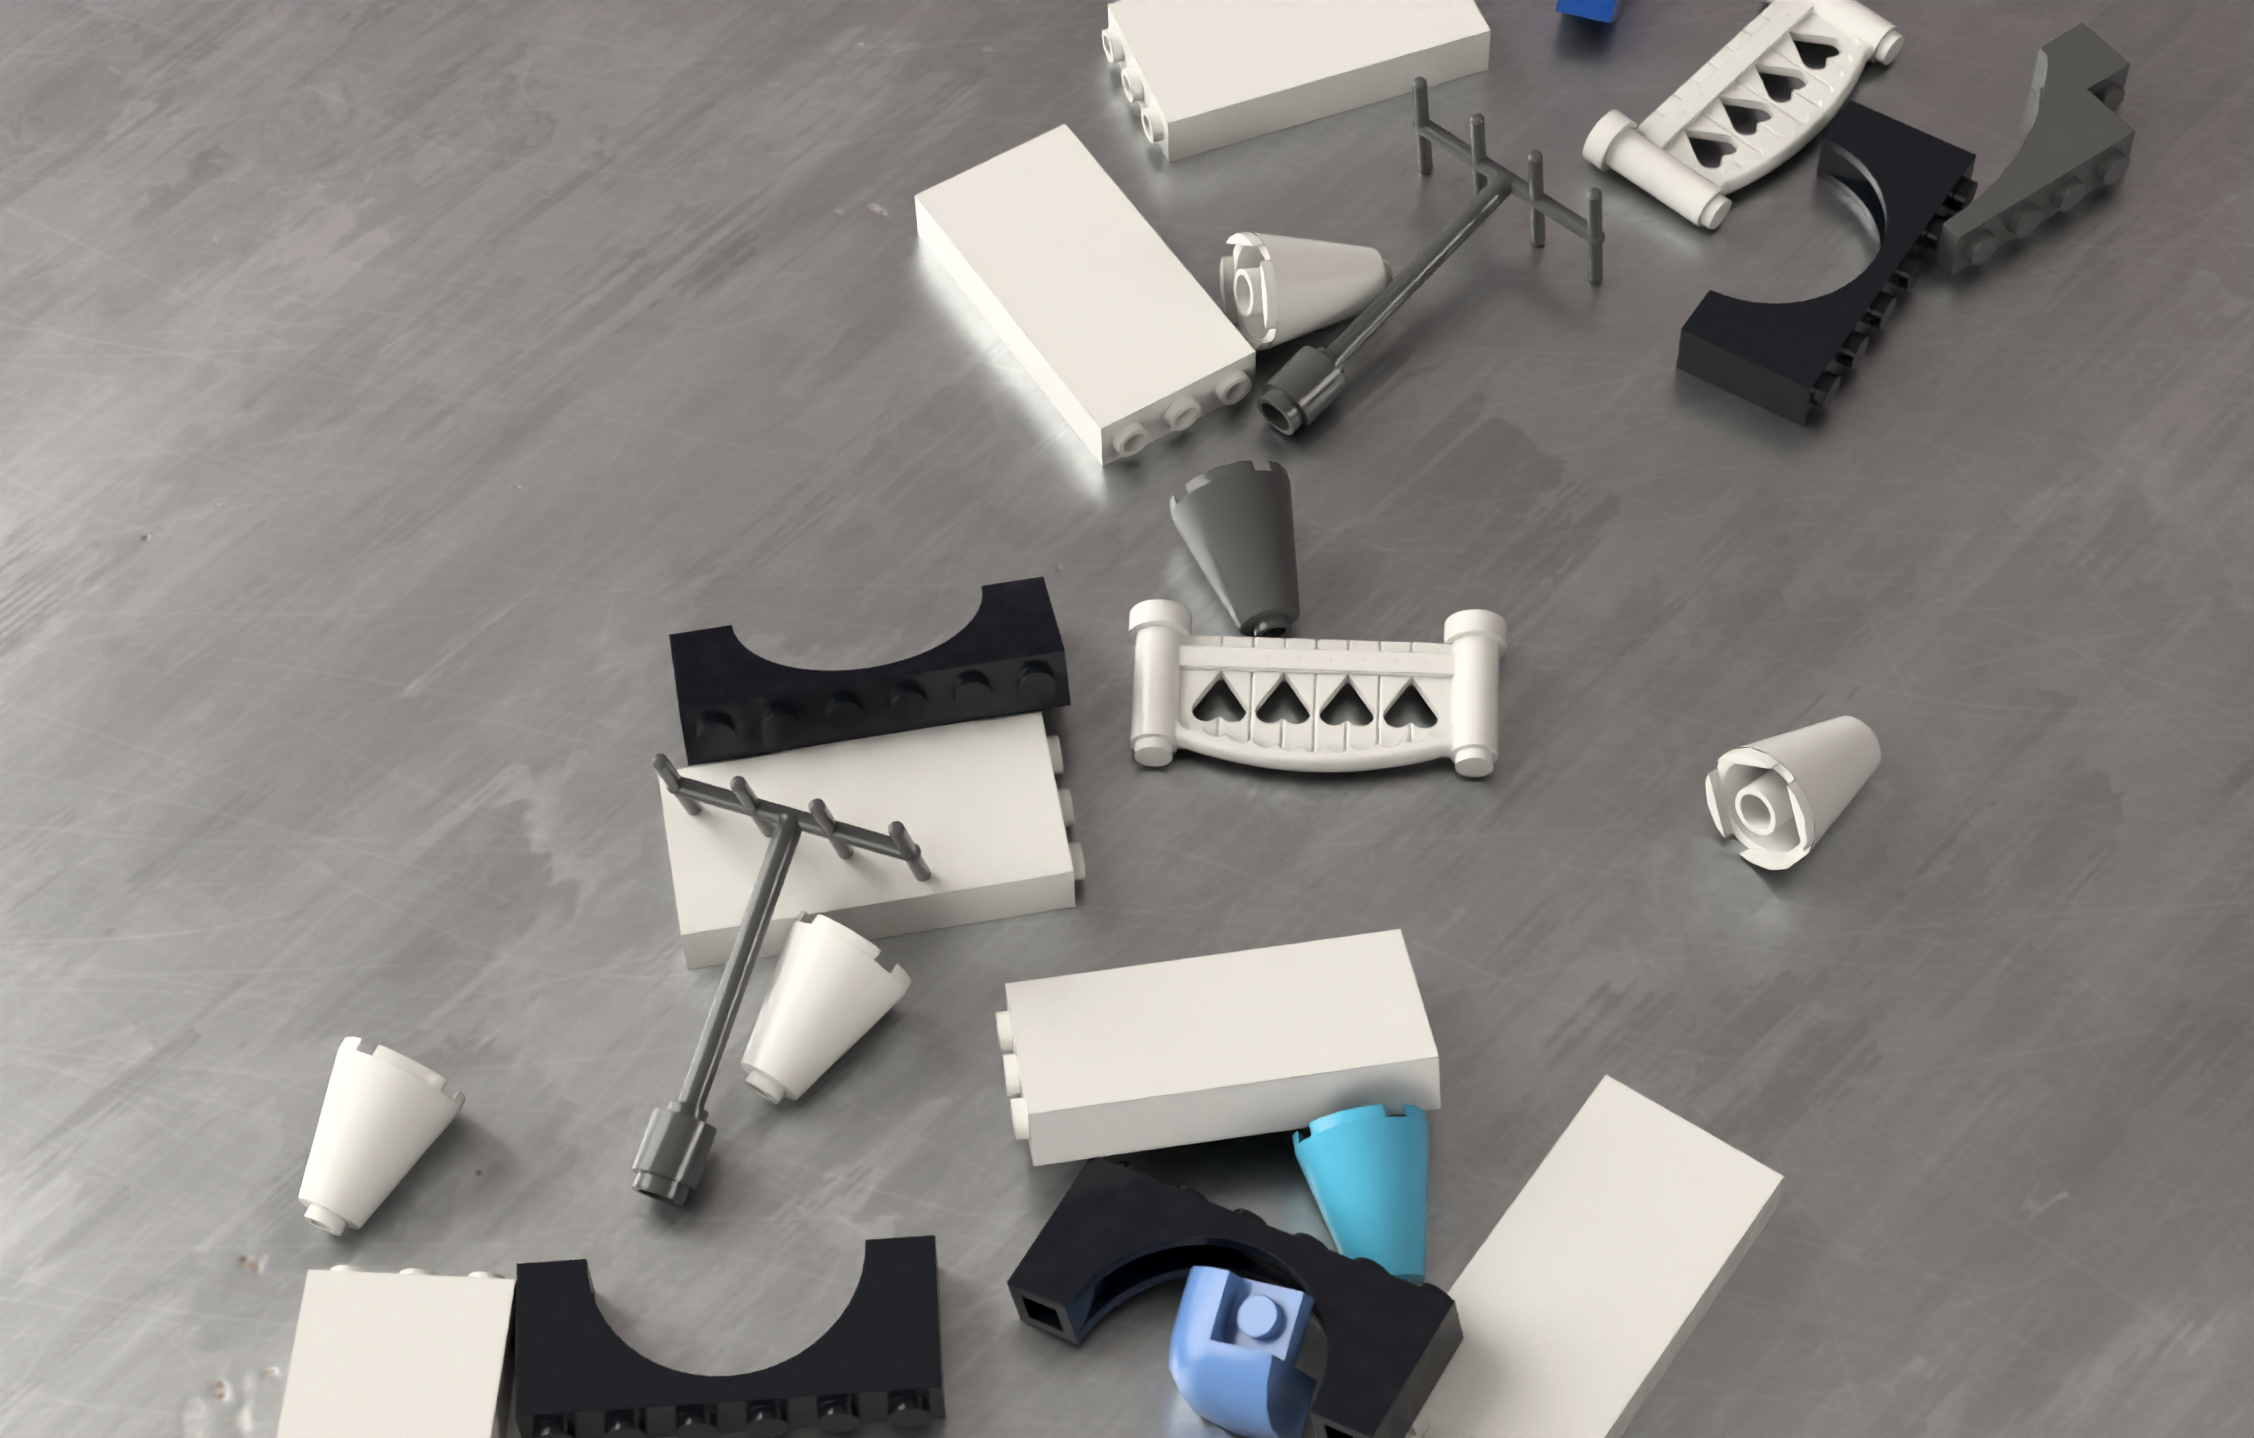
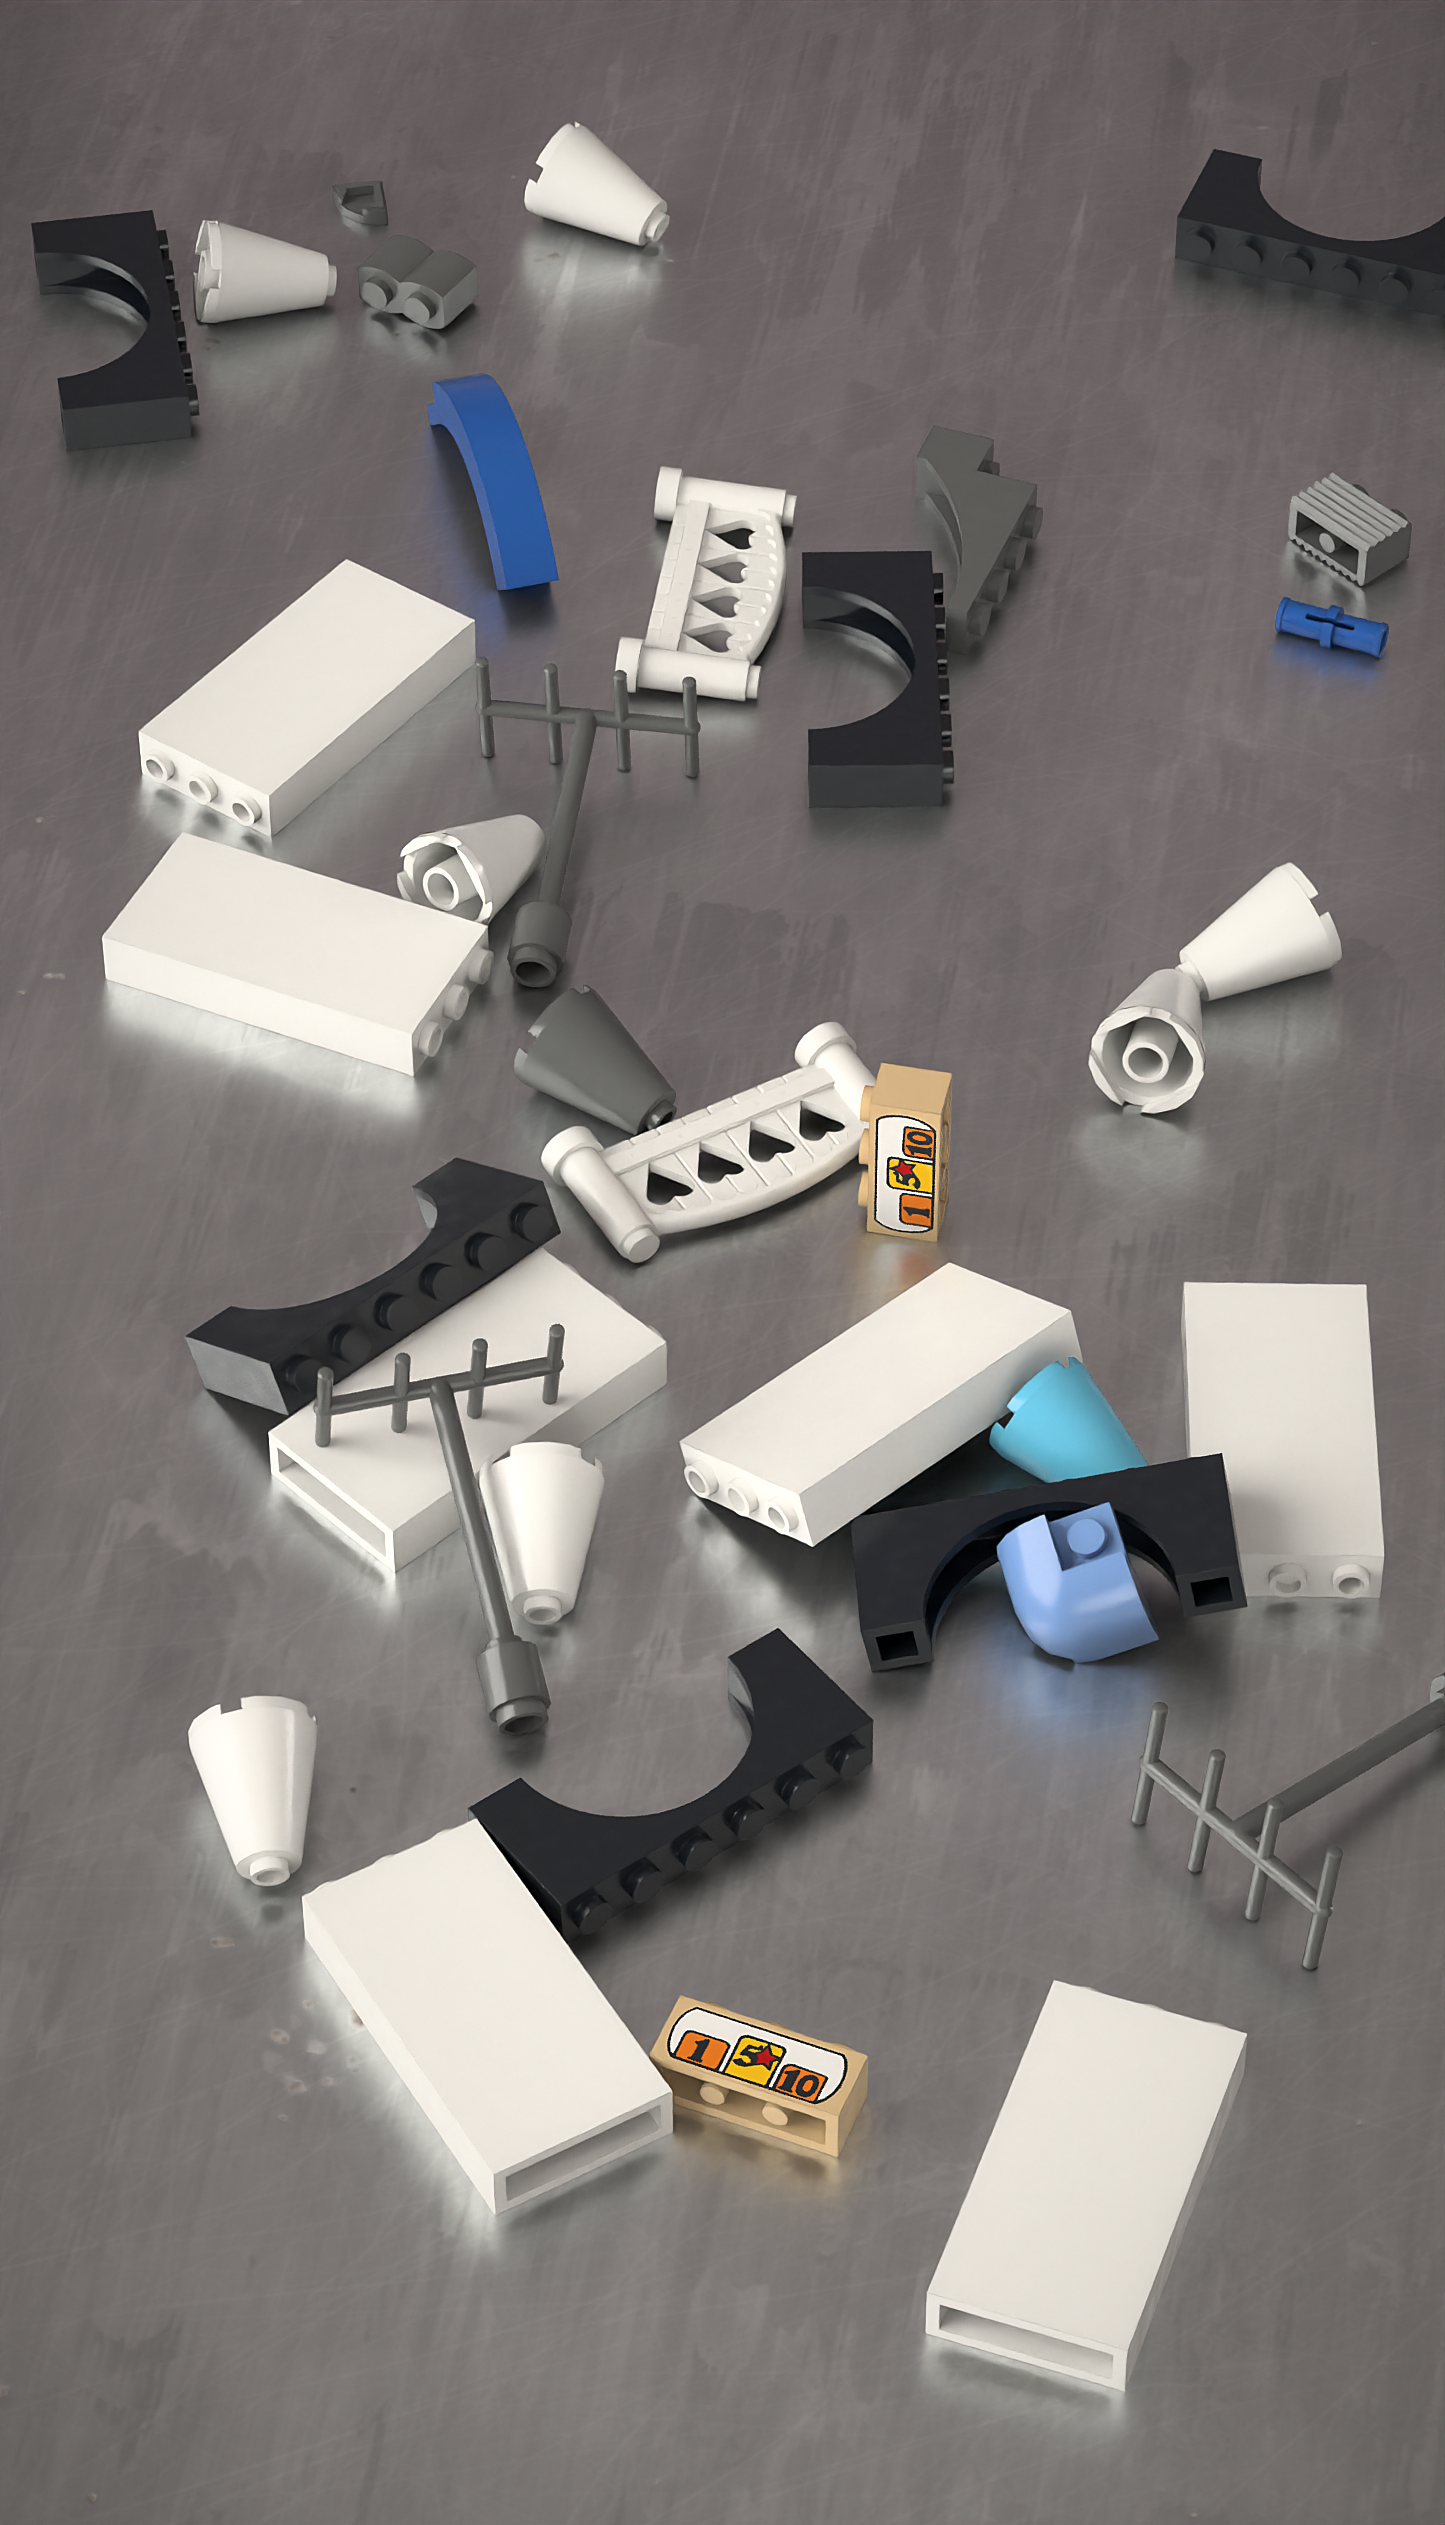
camera: 35 degrees left, 10 degrees down
(1435, 793) = (906, 1151): none -> brick
(1978, 733) = (1263, 938): none -> white cone

